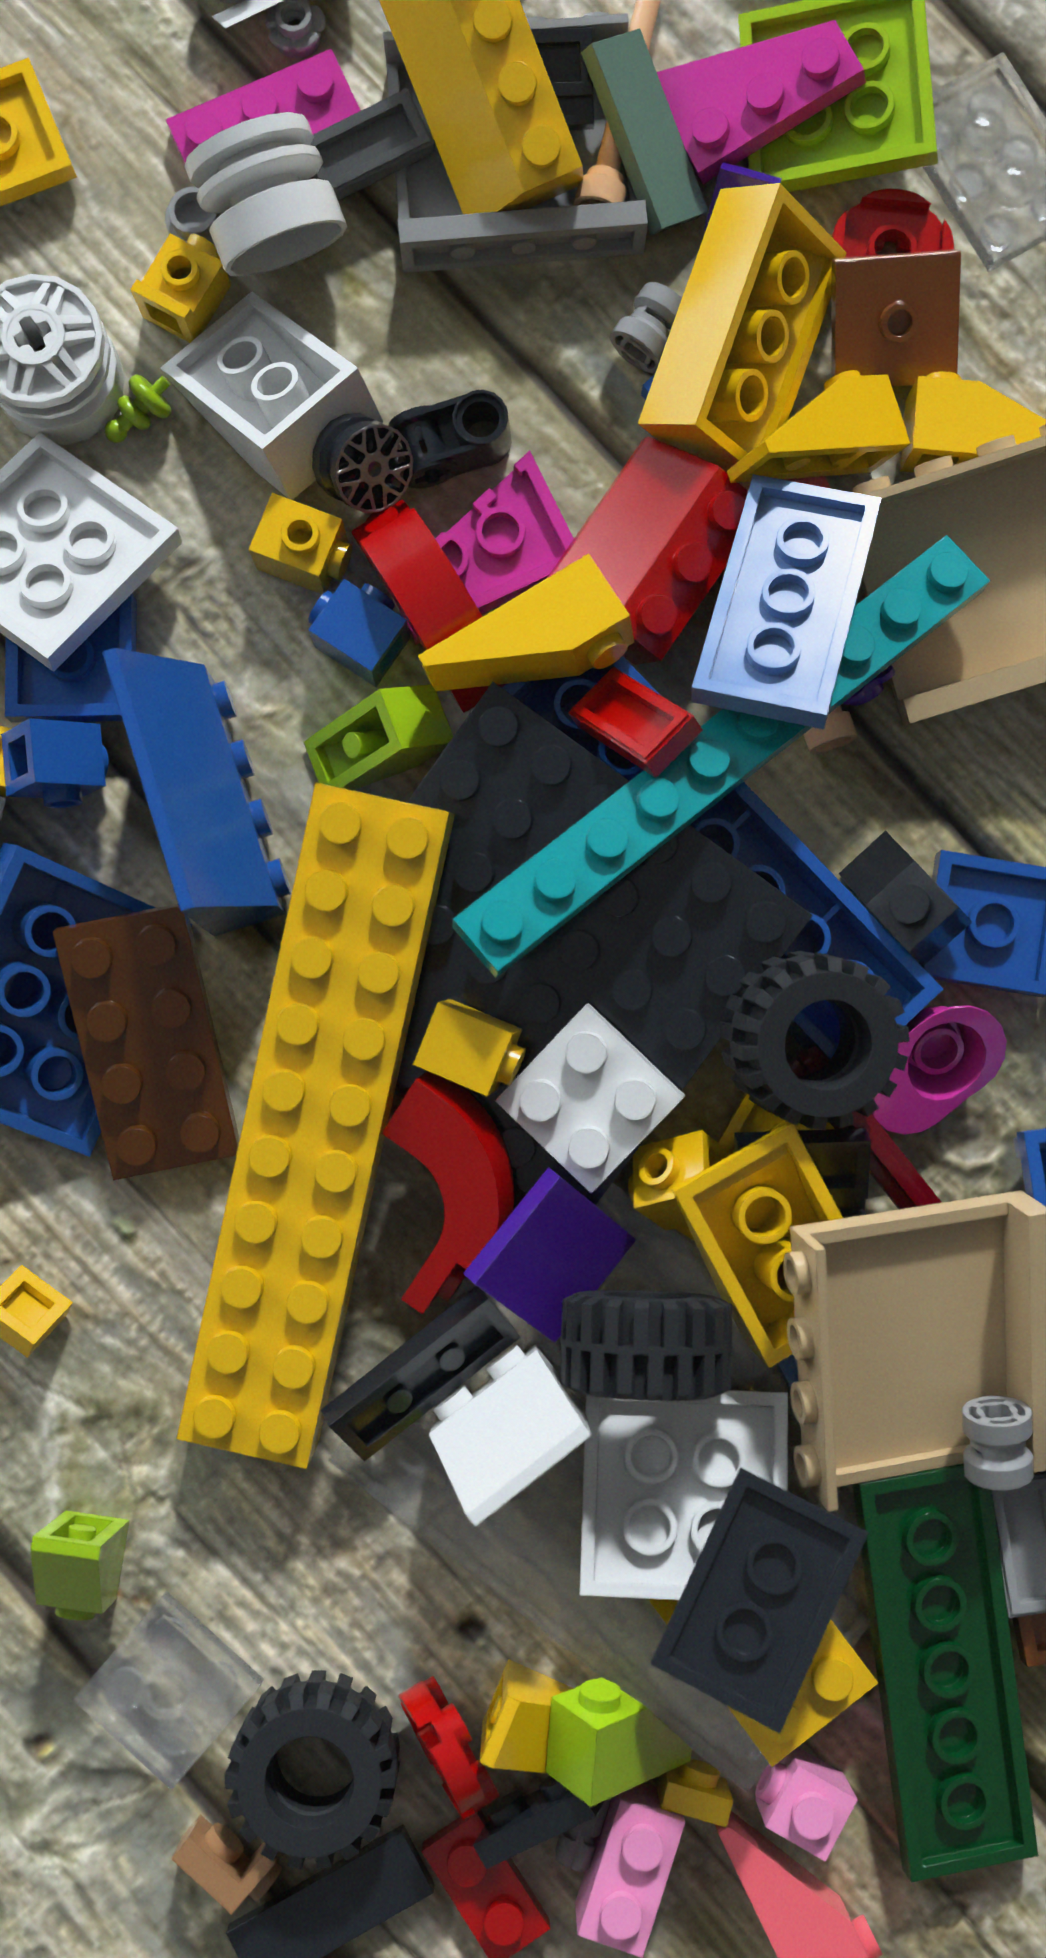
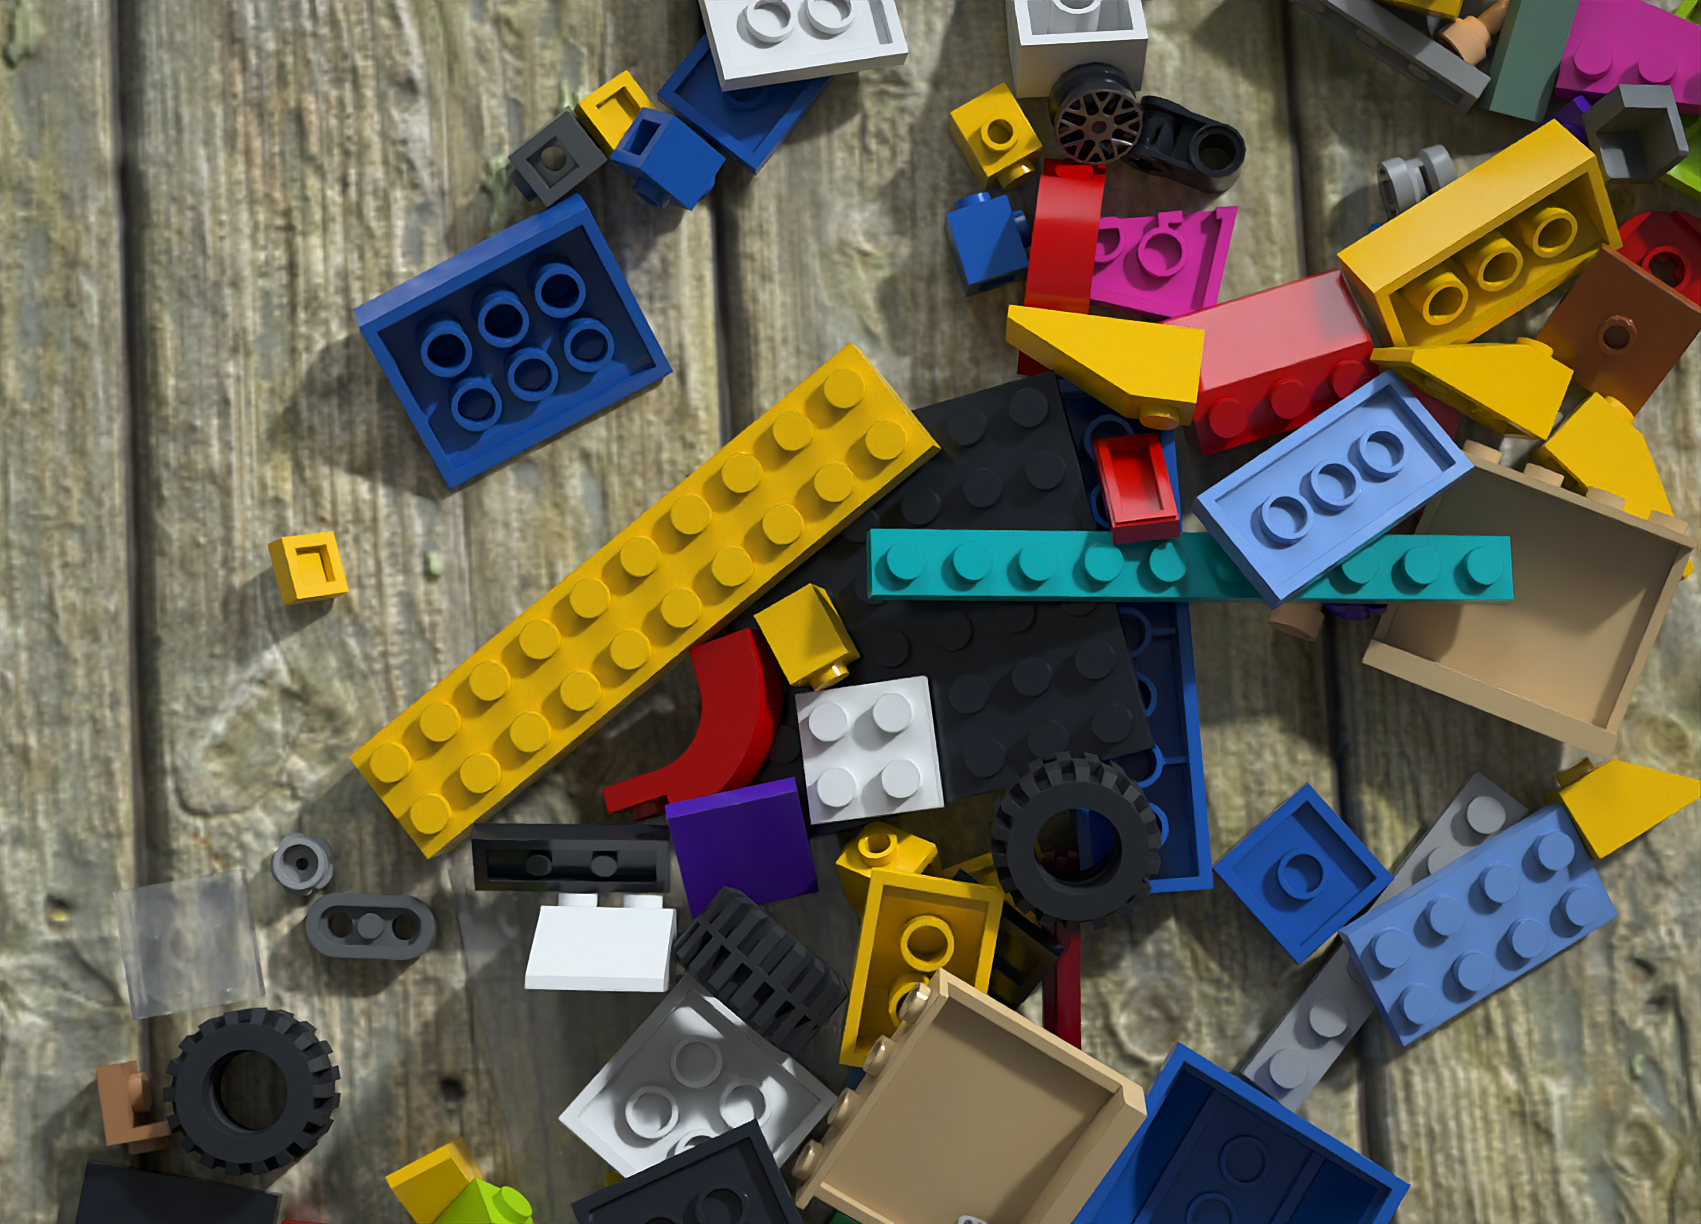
camera: 40 degrees right, 0 degrees up
(78, 1563) = (198, 794): lime slope -> none
(148, 1041) = (567, 436): reddish brown plate -> none
(198, 790) = (760, 275): blue slope -> none
(203, 1566) = (285, 868): none -> light grey plate
(305, 1553) = (373, 926): none -> dark grey plate
(380, 737) = (934, 341): lime slope -> none
(446, 1746) = (367, 1142): red plate -> none
(792, 148) = (1636, 133): none -> dark grey panel
(904, 898) = (1244, 797): black slope -> none
(948, 1060) = (1162, 947): dark pink piece -> none

